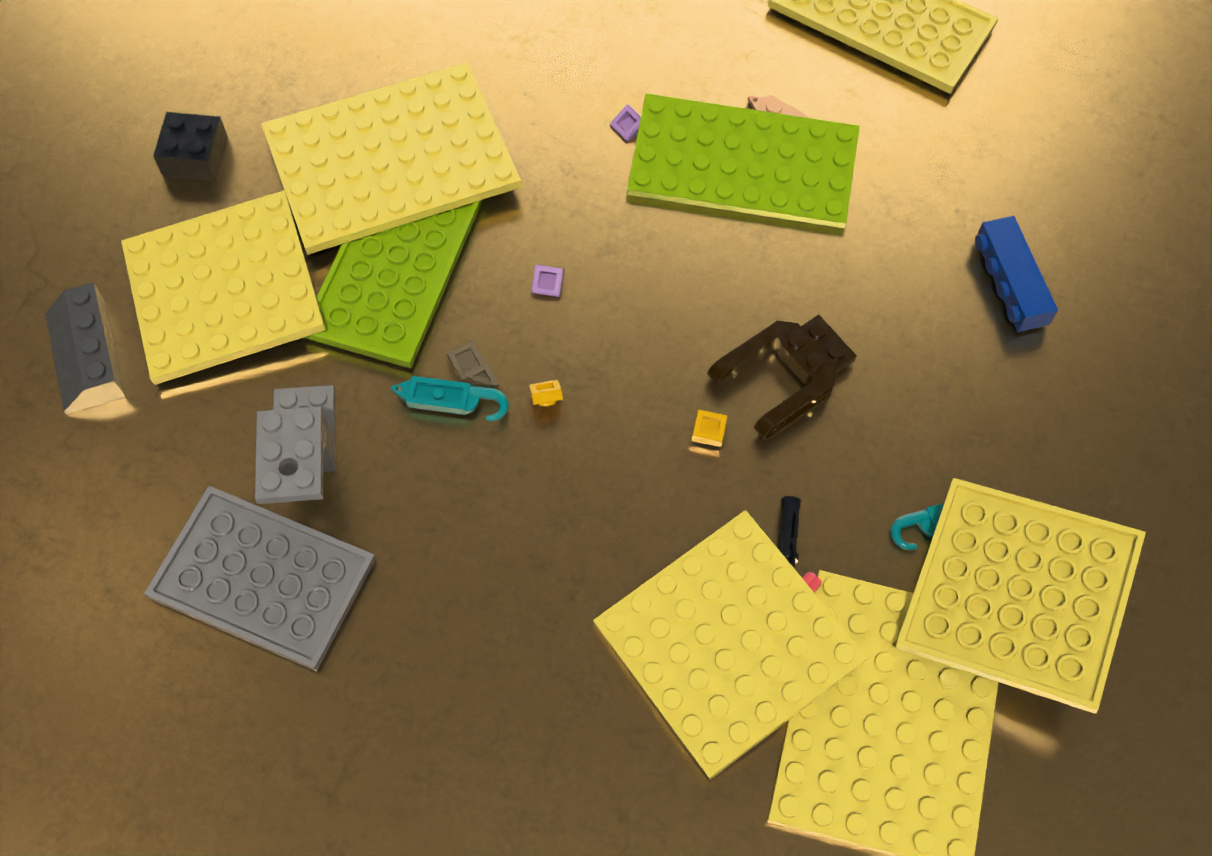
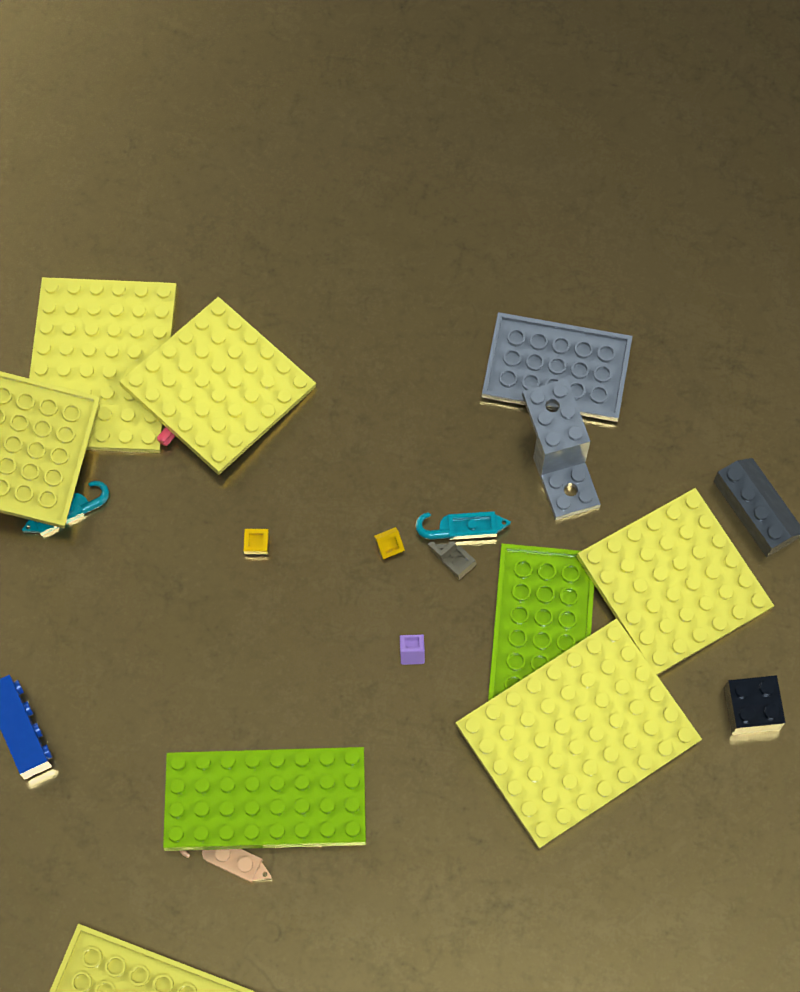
camera: 170 degrees right, 5 degrees up
(627, 122) = (377, 826): lavender slope -> none
(789, 528) = (185, 472): black pin -> none
(811, 353) = (185, 621): dark brown plate -> none

